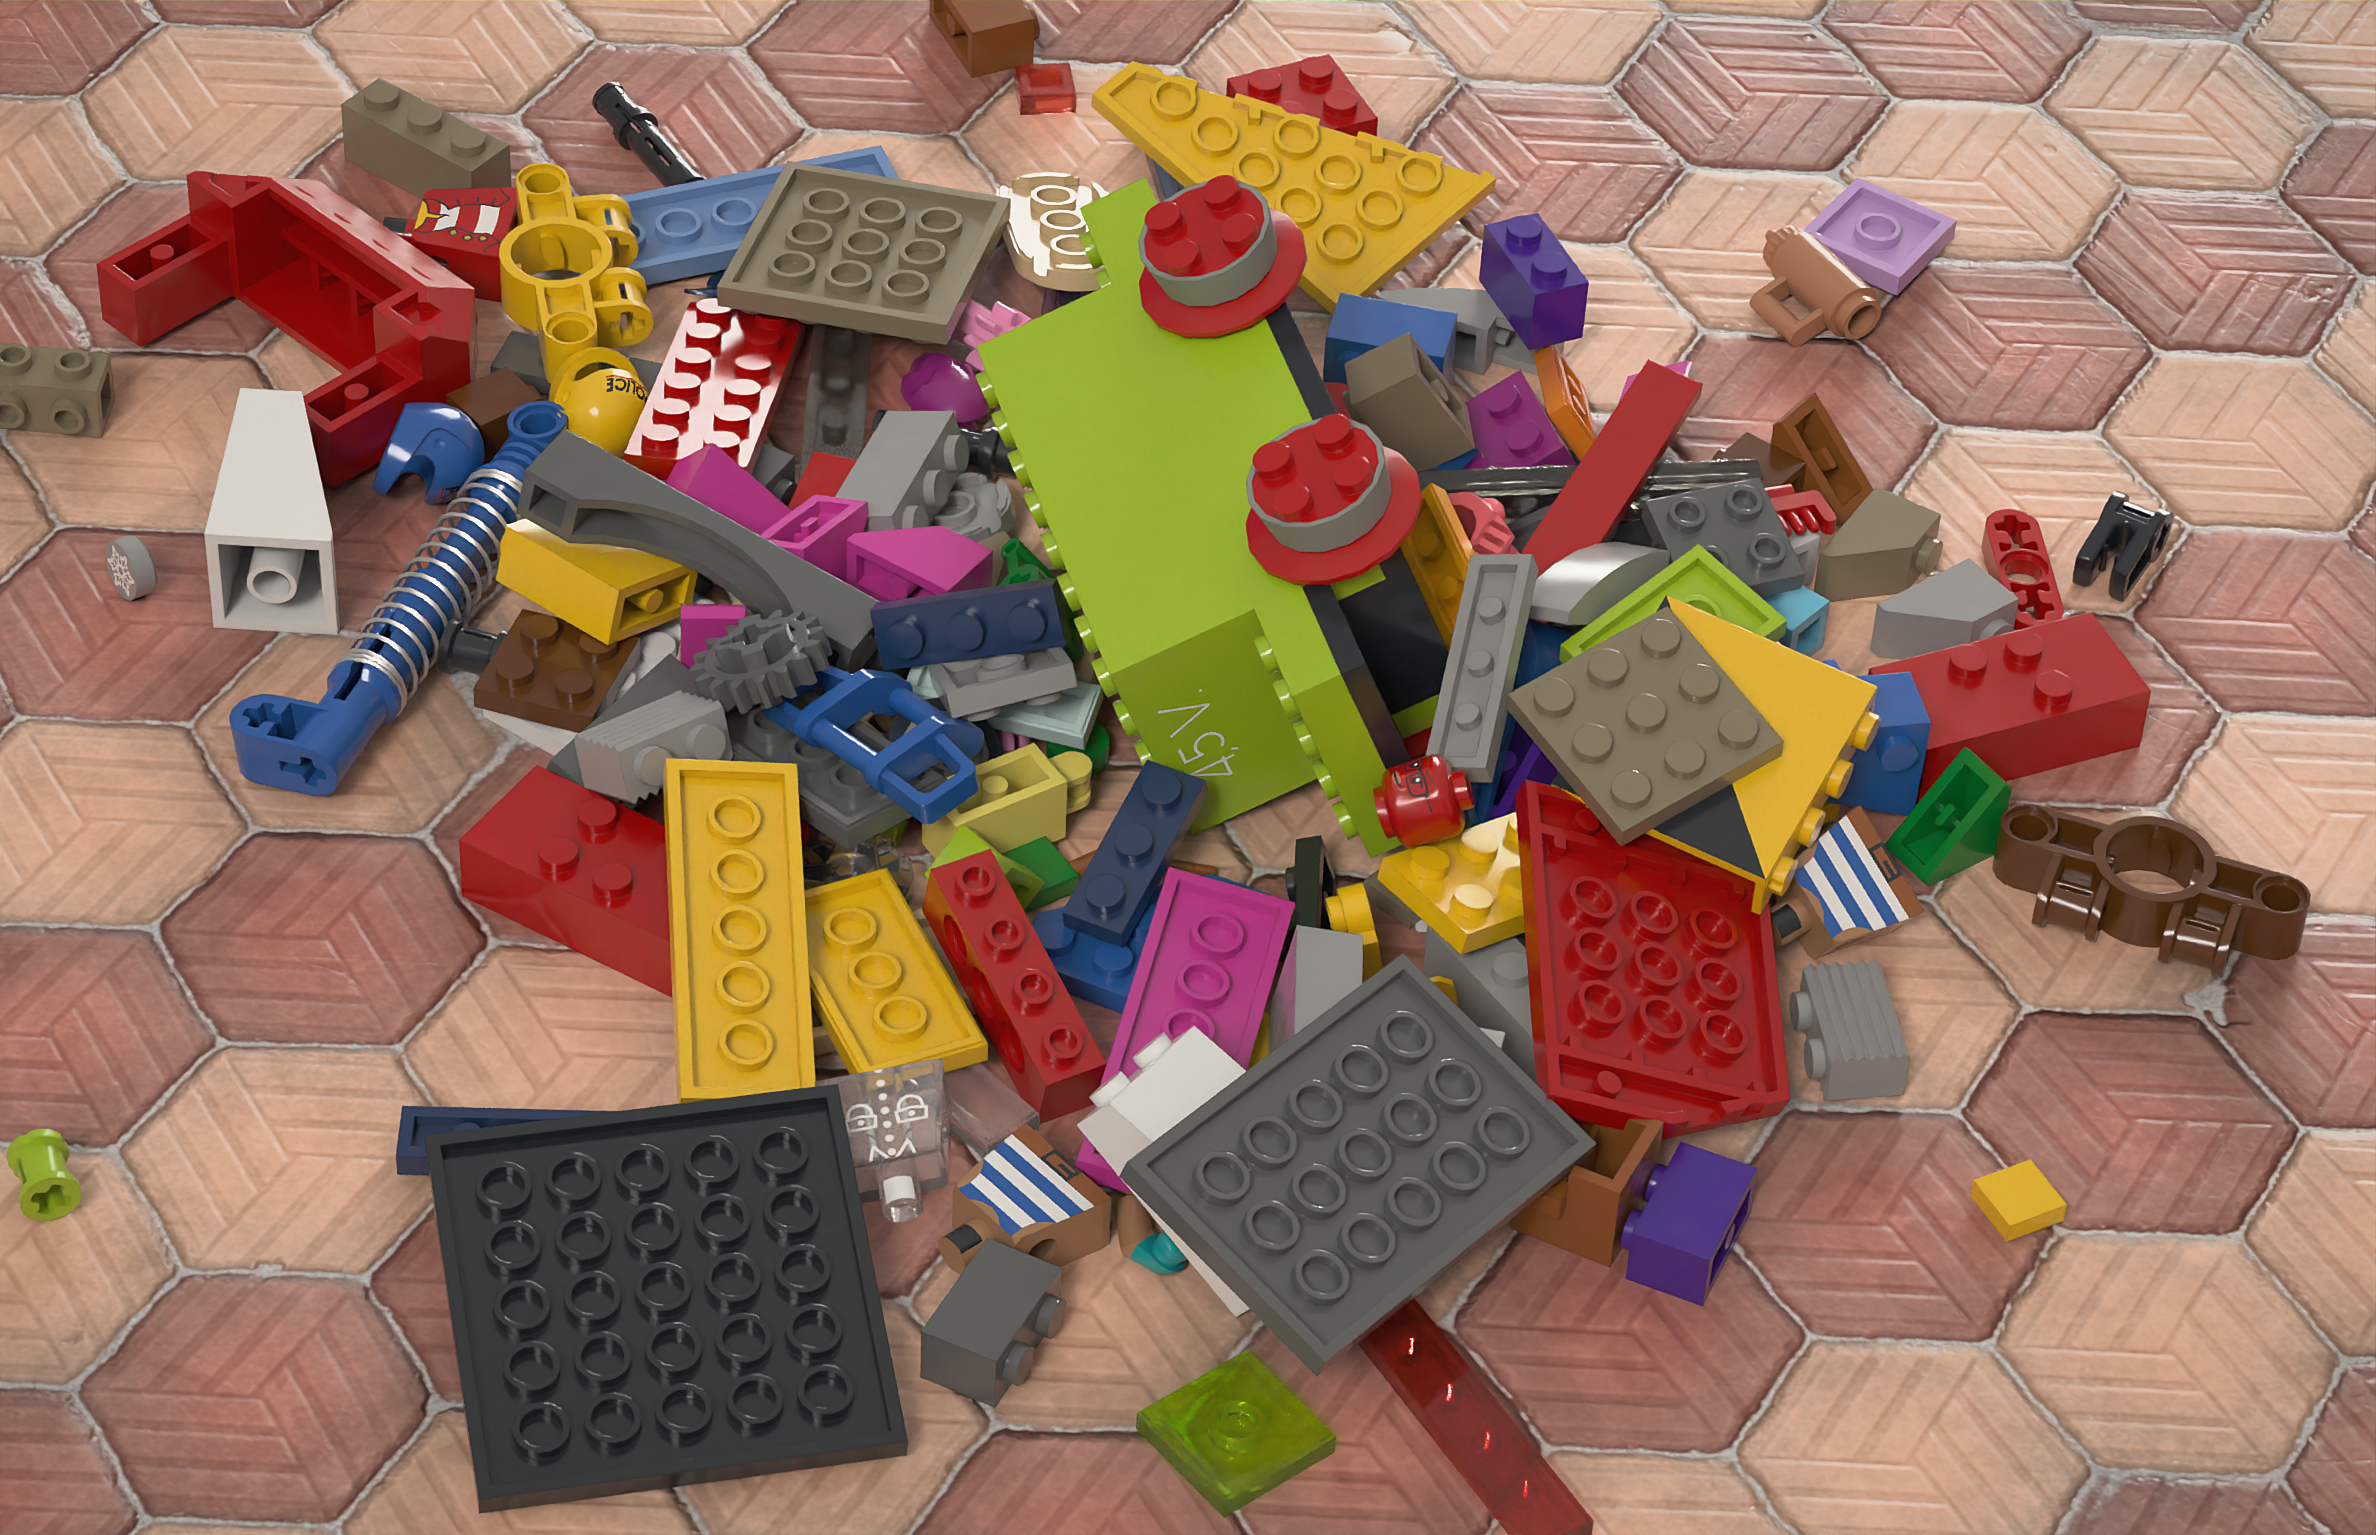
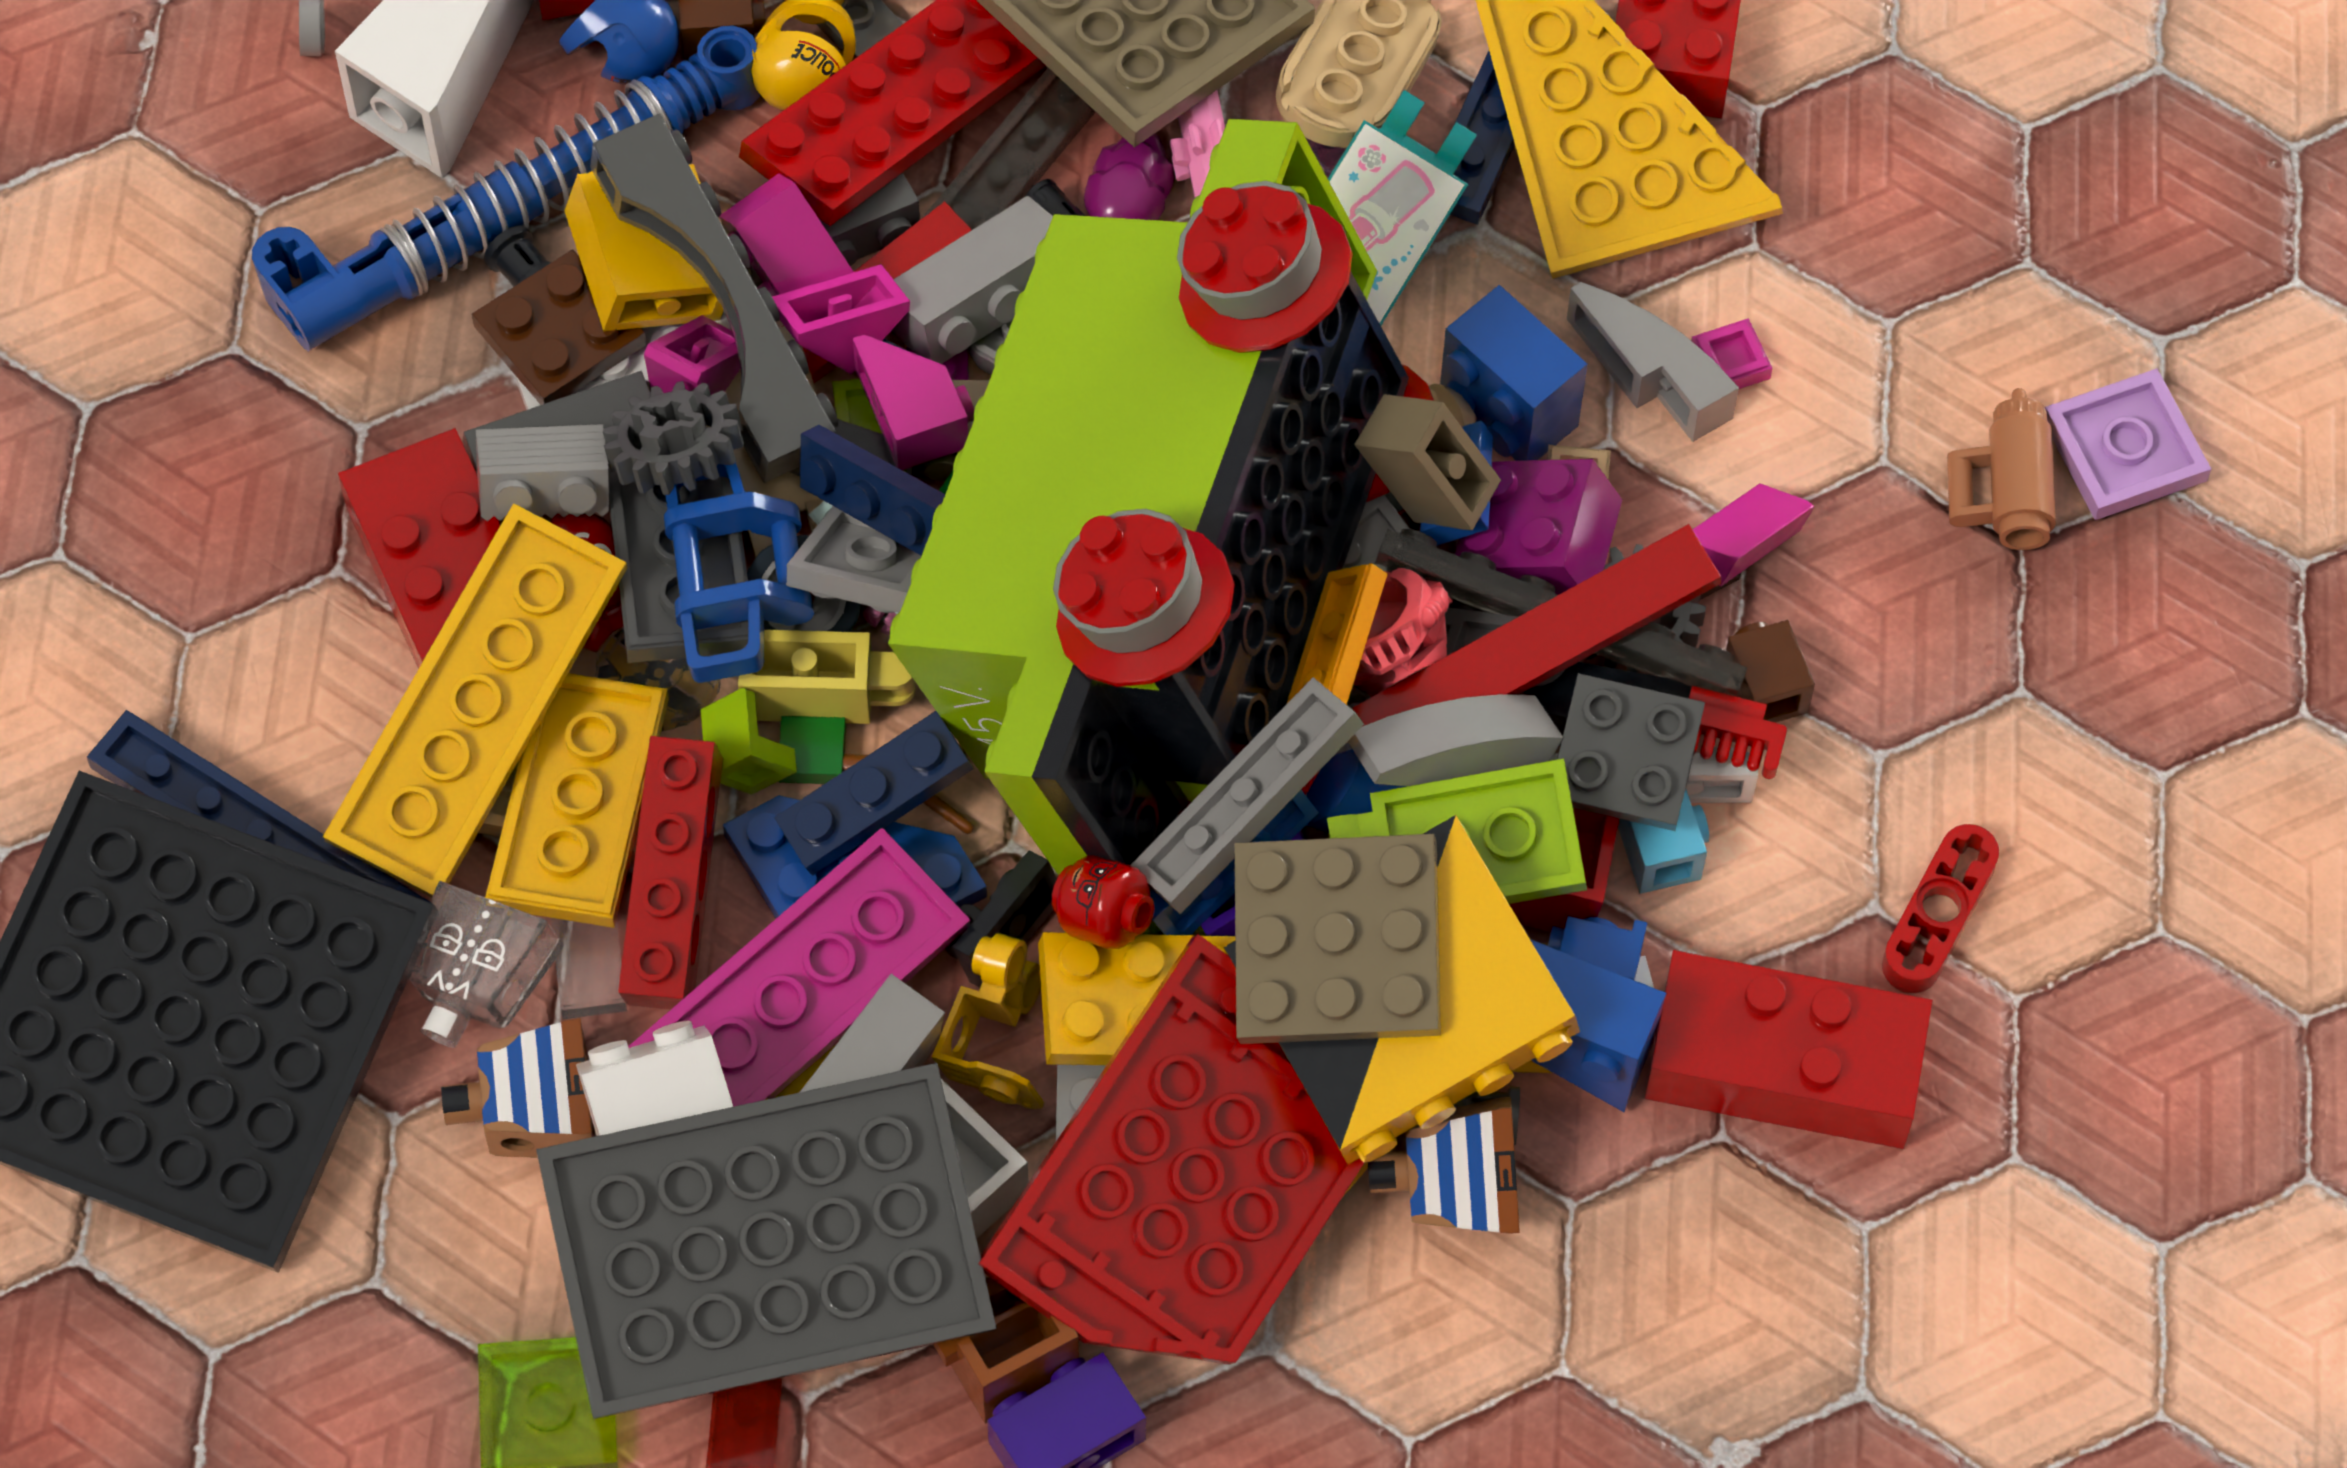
camera: 35 degrees right, 20 degrees up
(992, 1323) = (425, 1191): dark grey brick -> none
(1533, 281) = (1704, 354): dark purple brick -> none
(1565, 400) = (1648, 495): orange tile -> none
(1830, 465) = (1846, 690): dark orange slope -> none
(1850, 1031) = (1364, 1314): light grey brick -> none
(1879, 549) = (1820, 808): dark tan slope -> none
(1943, 613) = (1821, 920): light grey slope -> none
(1953, 821) = (1632, 1148): green slope -> none
(2130, 534) = (2075, 905): black piece -> none
(2219, 910) = (1761, 1382): reddish brown piece -> none

